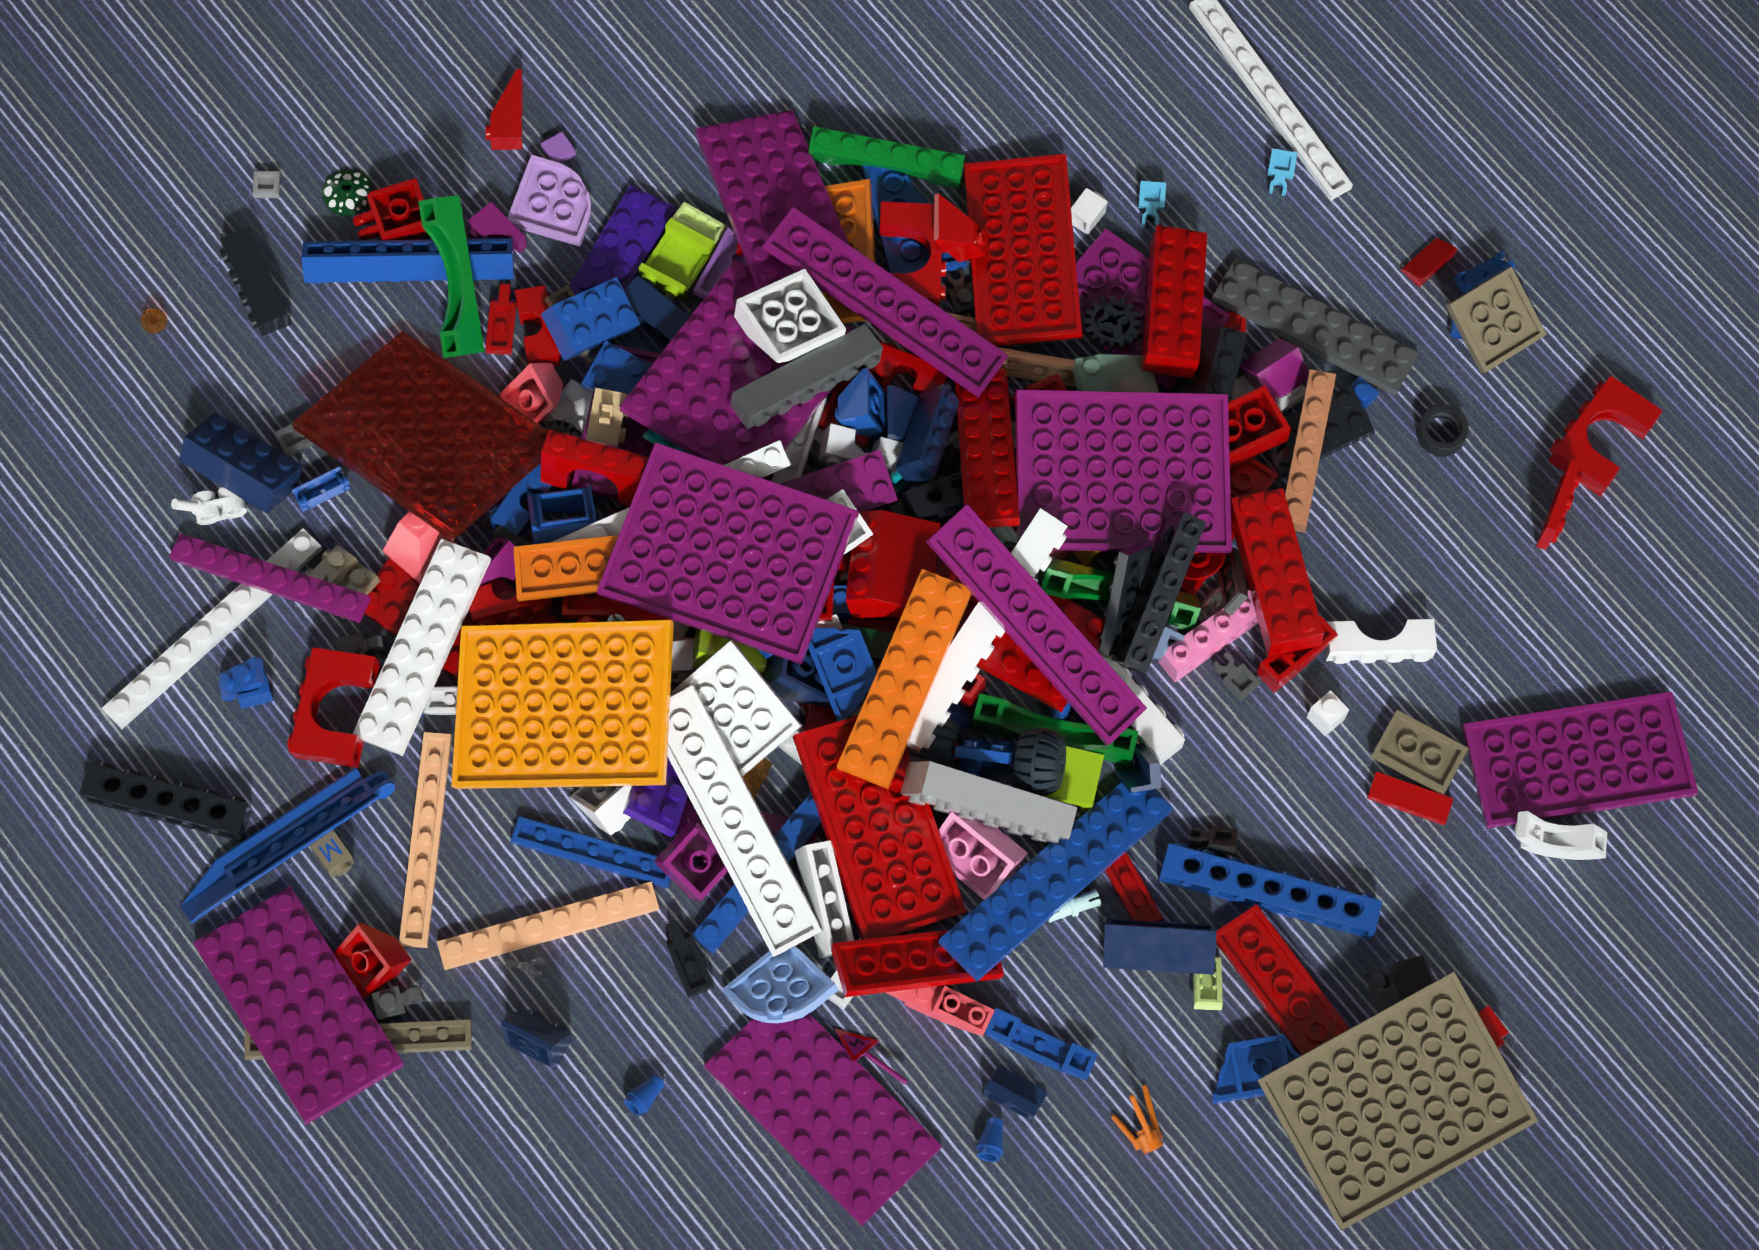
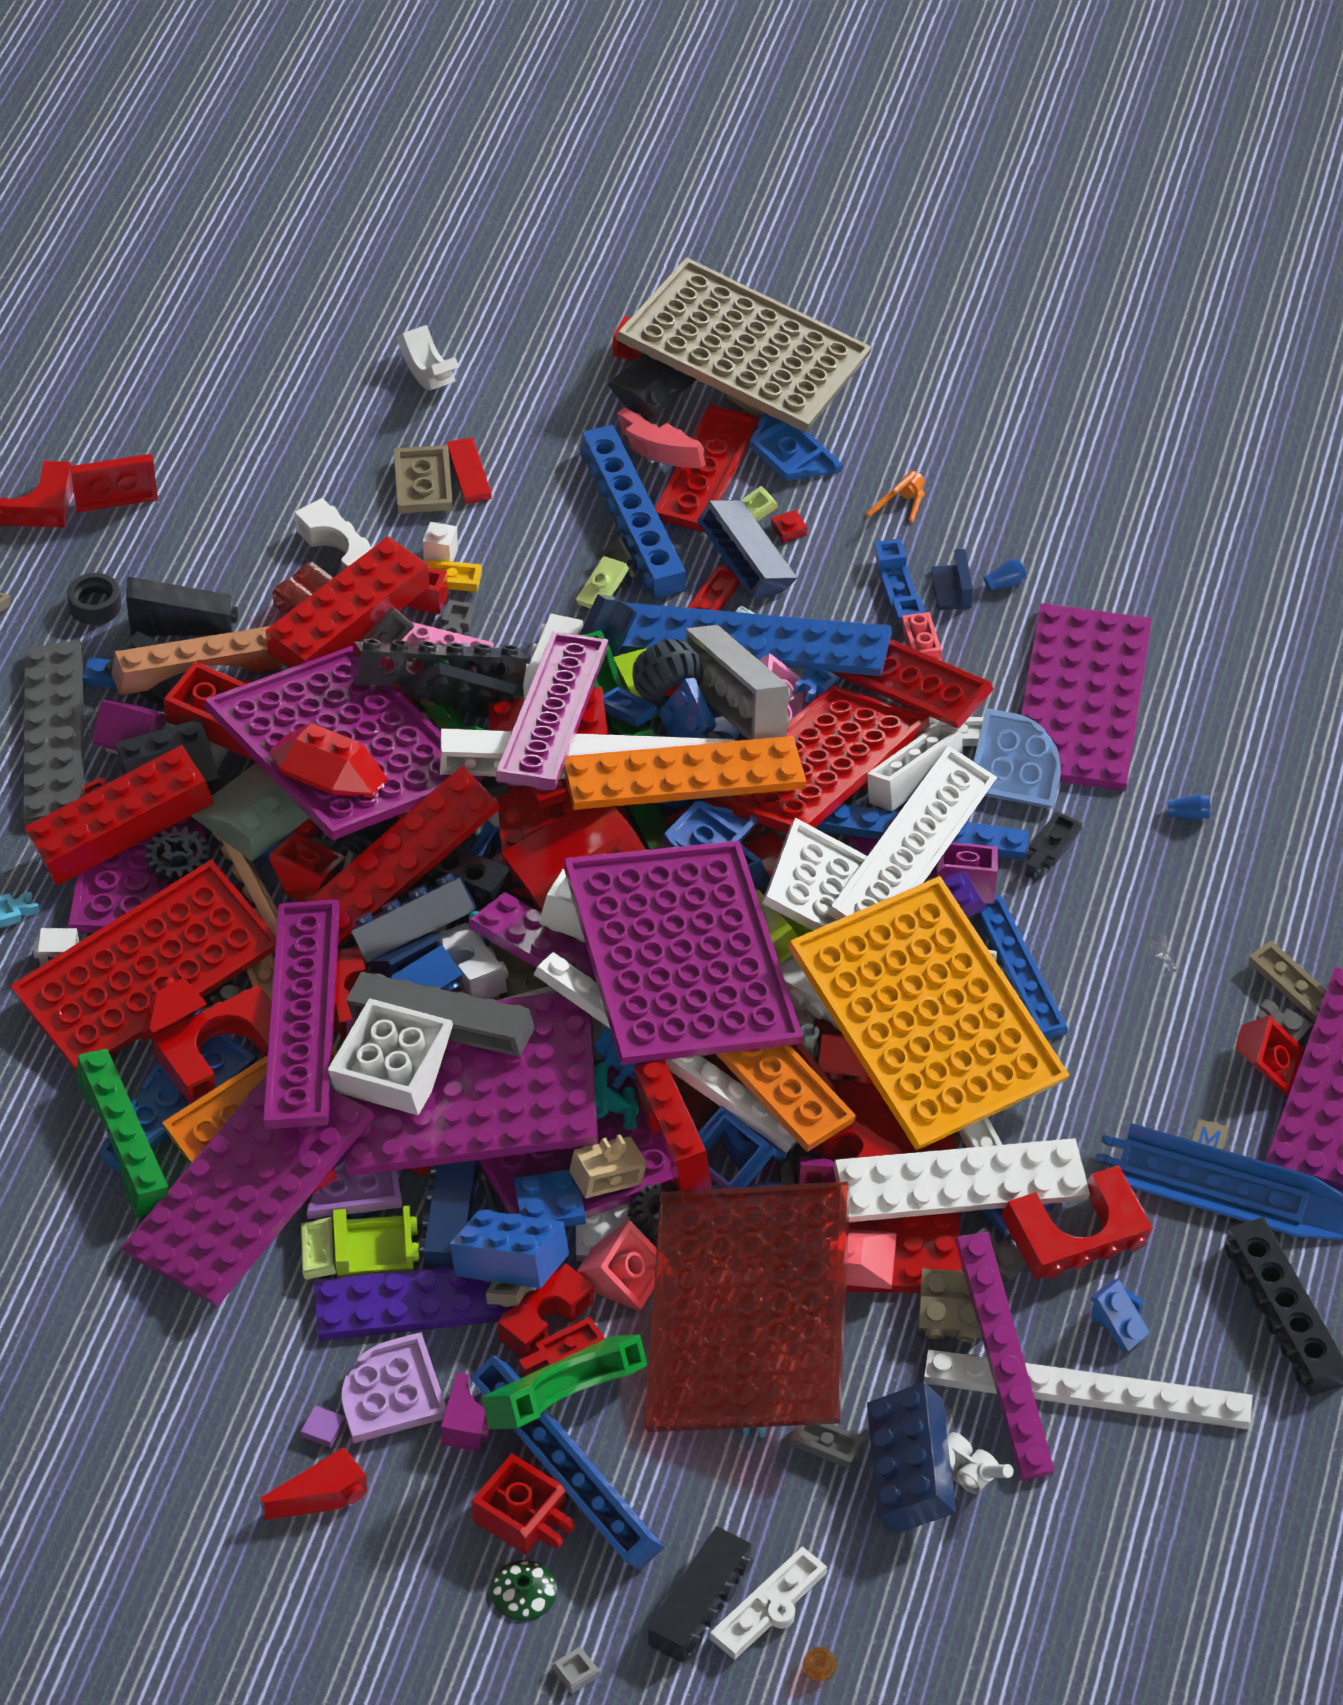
camera: 120 degrees left, 20 degrees down
(216, 319) = (769, 1604): none -> white hinge
(321, 488) = (861, 1379): blue hinge -> none
(425, 840) = (1127, 1087): light nougat plate -> none
(536, 1037) = (1222, 888): dark blue slope -> none
(548, 925) = (1115, 960): light nougat plate -> none
(858, 1045) = (1012, 699): magenta piece -> none
(975, 895) = (815, 682): none -> blue plate
(1048, 719) = (628, 707): none -> blue plate
(1086, 422) = (328, 762): none -> red wedge
(1172, 1010) = (789, 526): none -> red plate
(1199, 810) = (602, 581): none -> yellowish green plate
(1290, 705) = (459, 575): none -> yellow plate
(1327, 956) = (660, 444): none -> coral slope
(1343, 582) = (299, 587): none -> clear red brick
(1380, 474) = (177, 610): none -> black slope
(1580, 759) = (343, 385): magenta plate -> none

